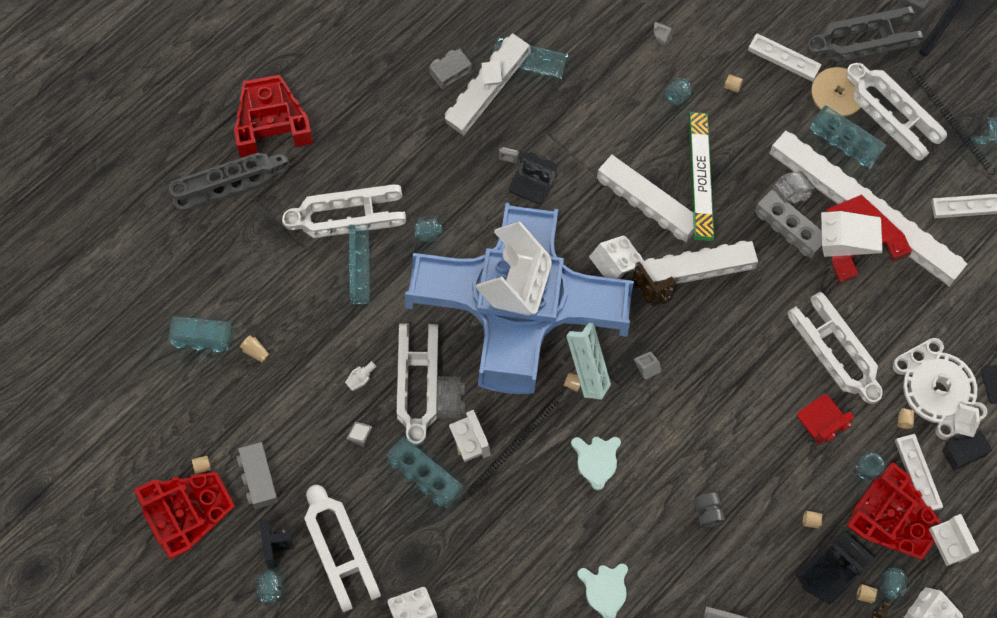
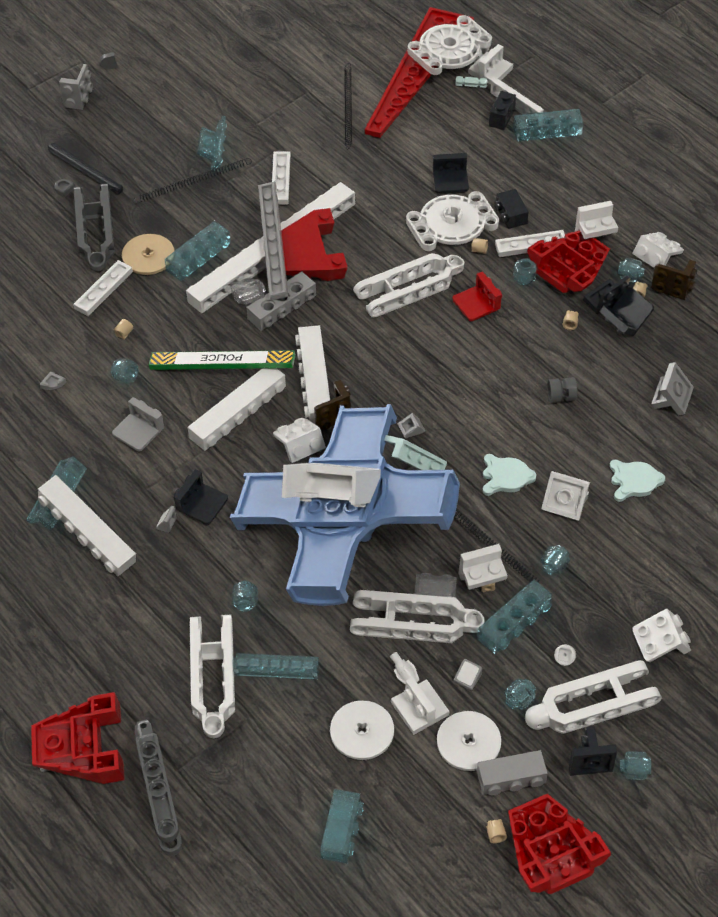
camera: 80 degrees left, 15 degrees down
(253, 348) = (363, 772): tan cone -> none
(286, 424) = (461, 727): none -> white piece
(298, 359) = (359, 744): none -> white piece
(325, 393) = (419, 705): none -> white bracket
(338, 479) = (520, 694): none -> clear light blue head
(387, 521) = (565, 654): none -> white tile
(450, 68) = (55, 563): light grey brick -> none
(491, 73) = (84, 510): white panel -> none
(493, 508) = (555, 559): none -> clear light blue head
(570, 516) = (565, 495): none -> white bracket
(612, 114) = (139, 426): none -> light grey bracket
(850, 234) = (306, 250): white slope -> none
(862, 200) = (273, 241): none -> light grey tile
(902, 101) = (191, 200): white piece -> none
(966, 420) = (489, 199): white panel -> none

